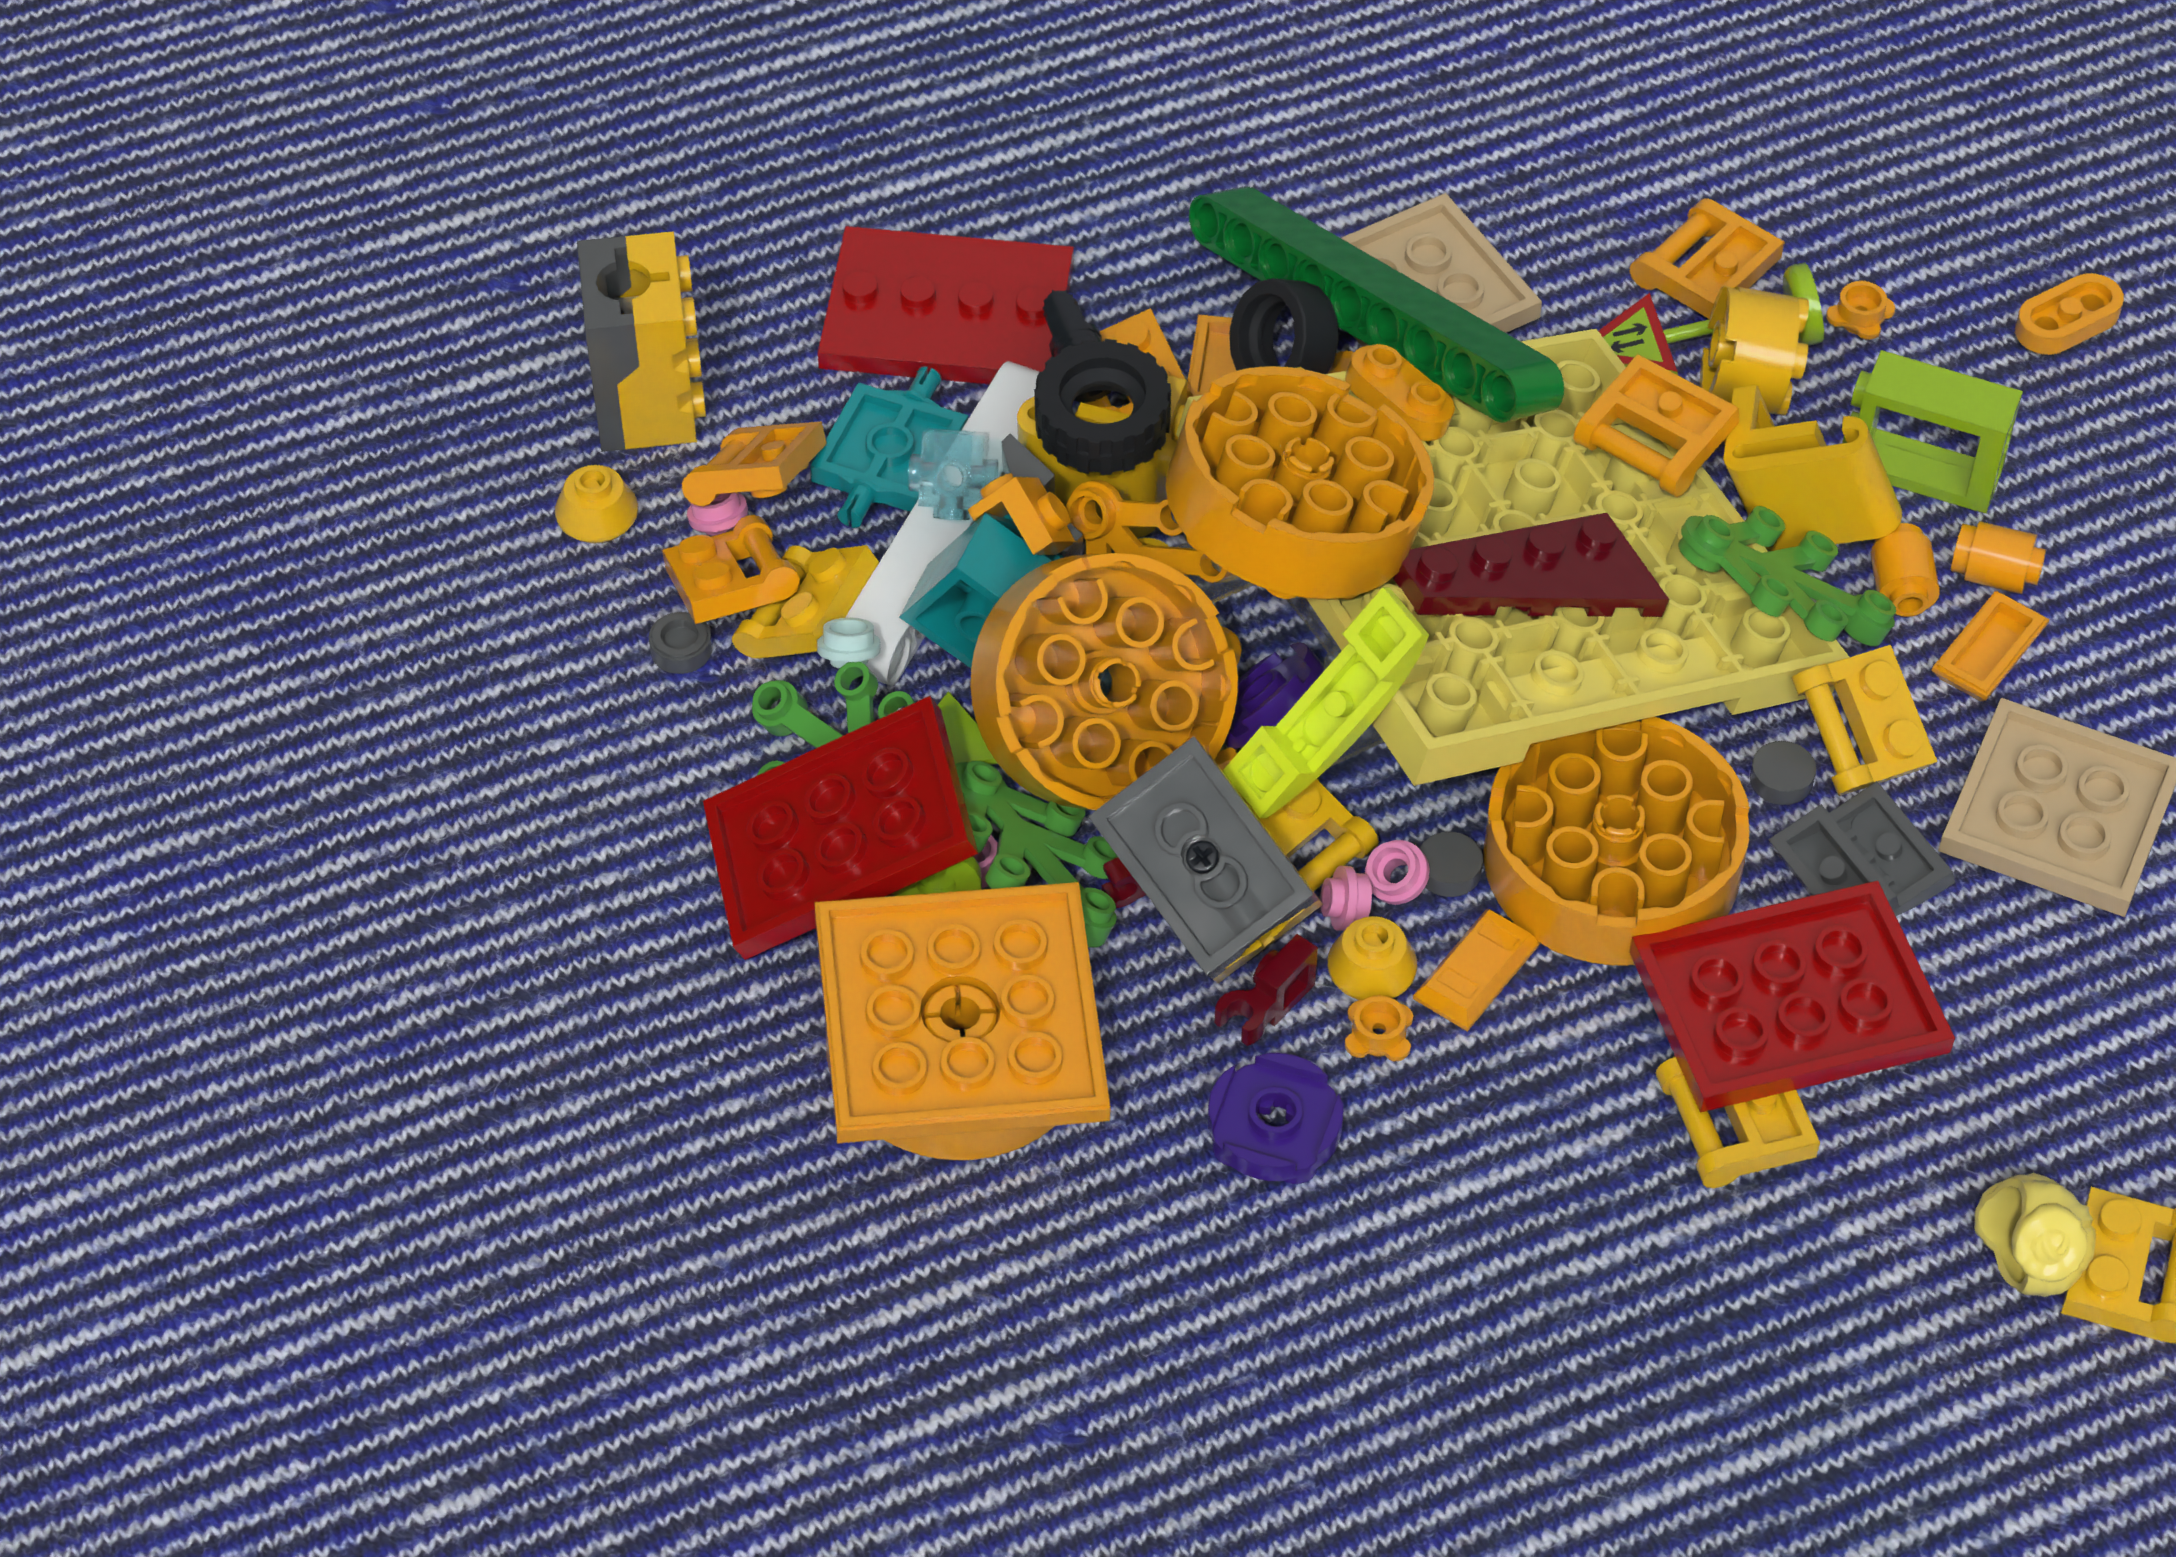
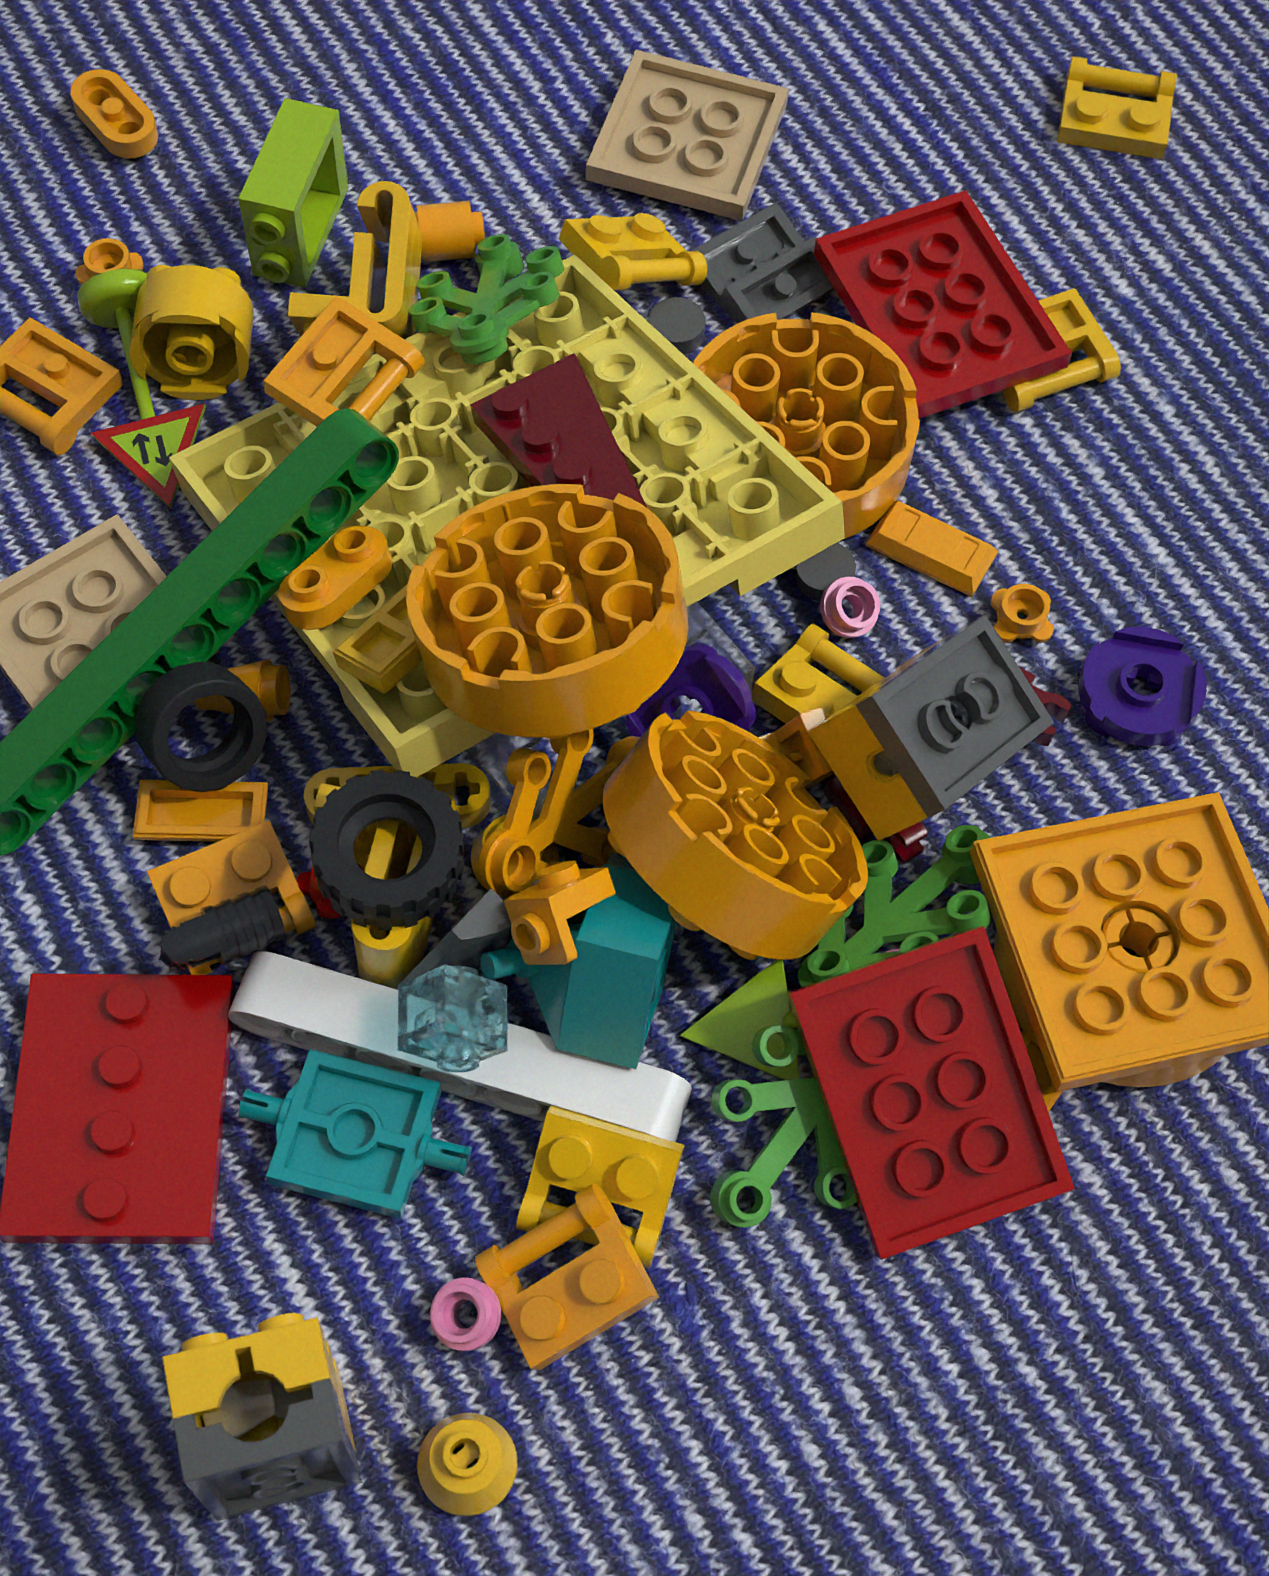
camera: 100 degrees left, 10 degrees up
(679, 643) = (656, 1332): dark grey tile -> none
(756, 461) = (421, 1242): light orange plate -> none
(848, 641) = (690, 1111): light aqua plate -> none
(1335, 708) = (782, 594): neon yellow slope -> none
(1346, 897) = (890, 642): bright pink plate -> none
(1372, 959) = (942, 613): yellow cone -> none
(1989, 646) = (513, 180): light orange tile -> none
(1998, 557) = (421, 163): light orange brick -> none
(2036, 1233) = (1137, 145): light yellow hair -> none

